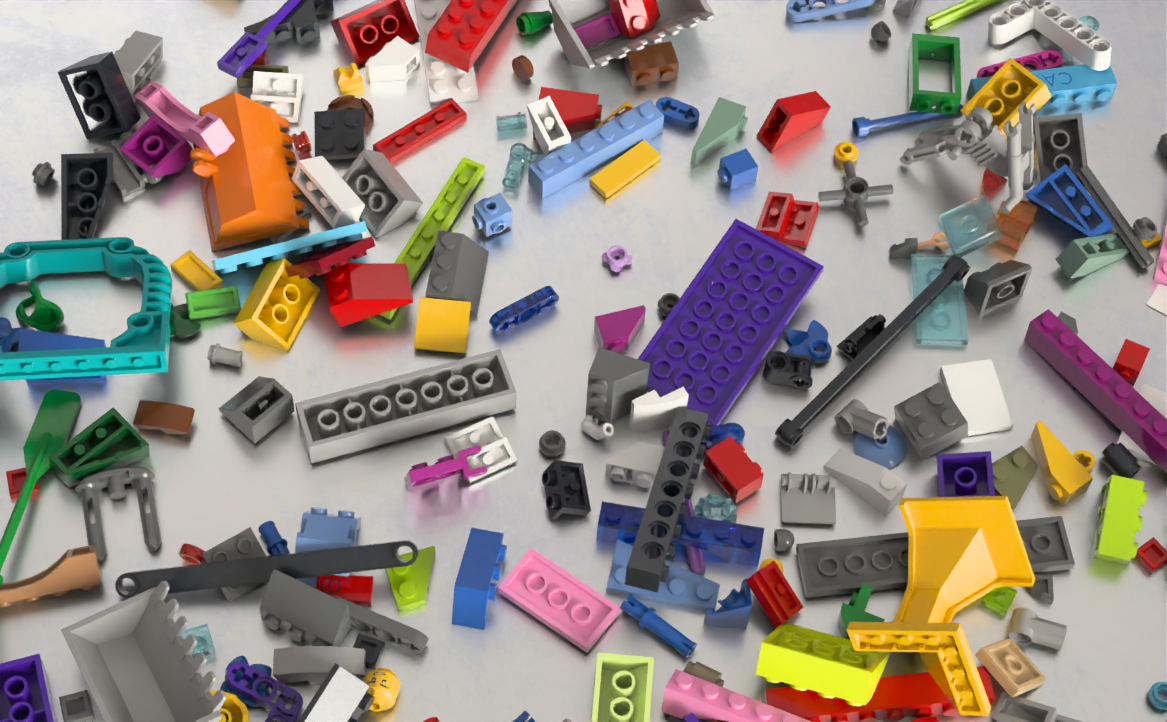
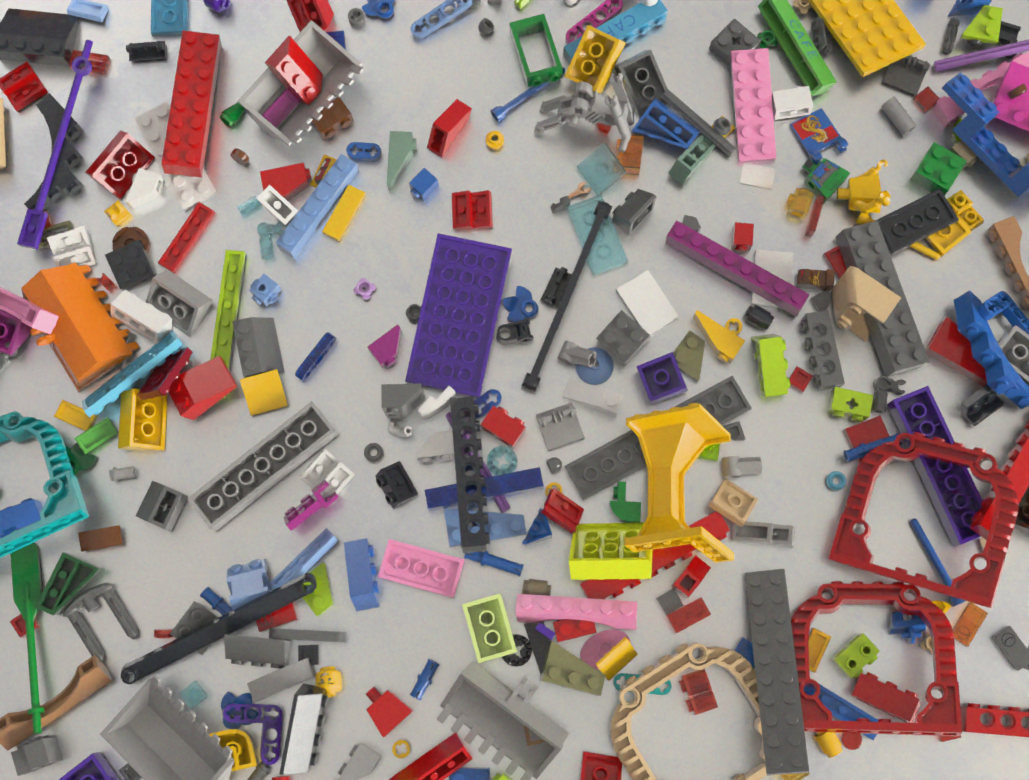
camera: 15 degrees left, 20 degrees up
(424, 531) = (305, 559): none -> light blue plate
(855, 193) = (512, 178): dark grey bar -> none

